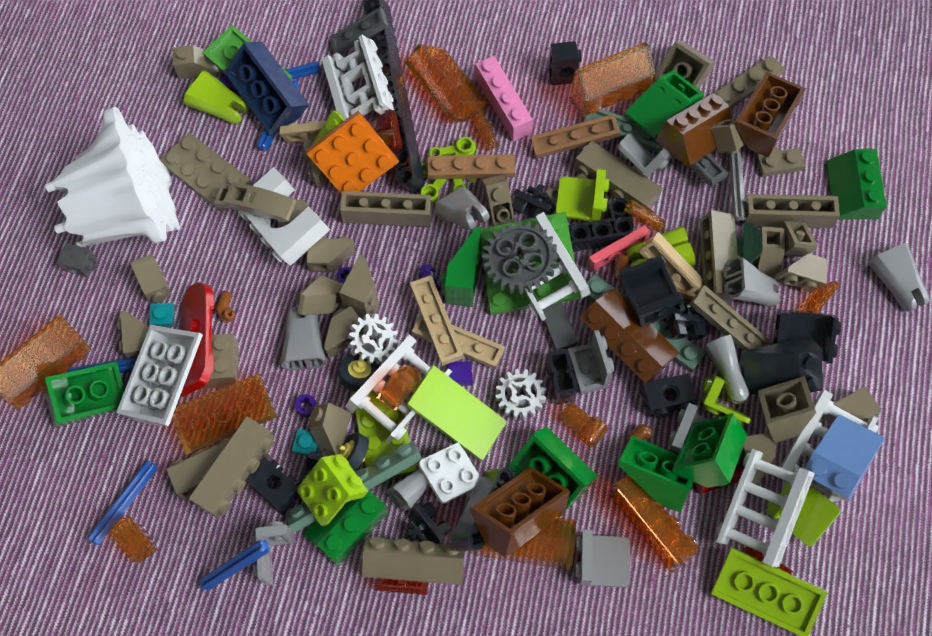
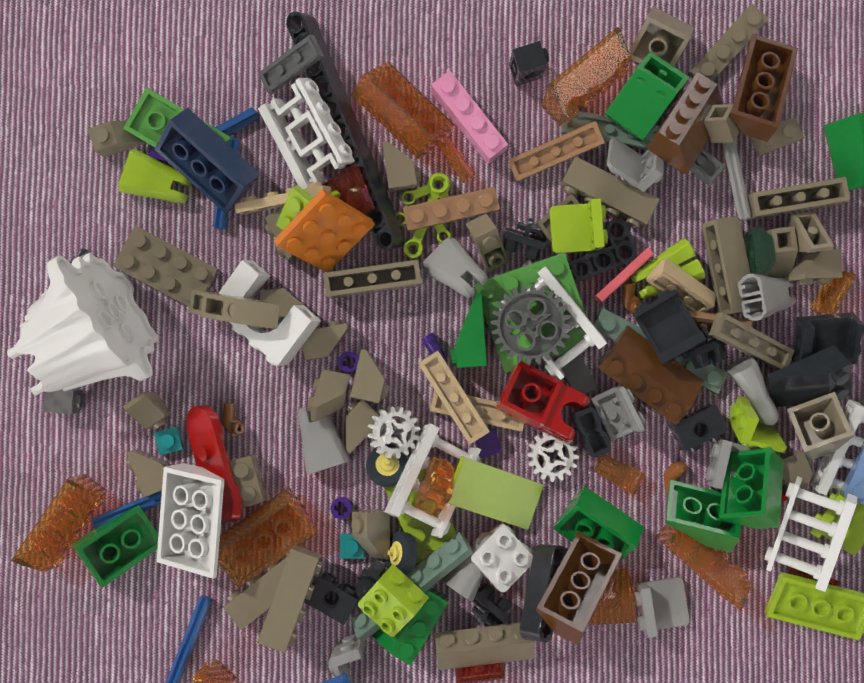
camera: 15 degrees left, 20 degrees up
(432, 128) = (399, 169): none -> dark tan slope
(517, 335) = (547, 400): none -> red brick
(645, 215) = (646, 234): clear orange pin -> none

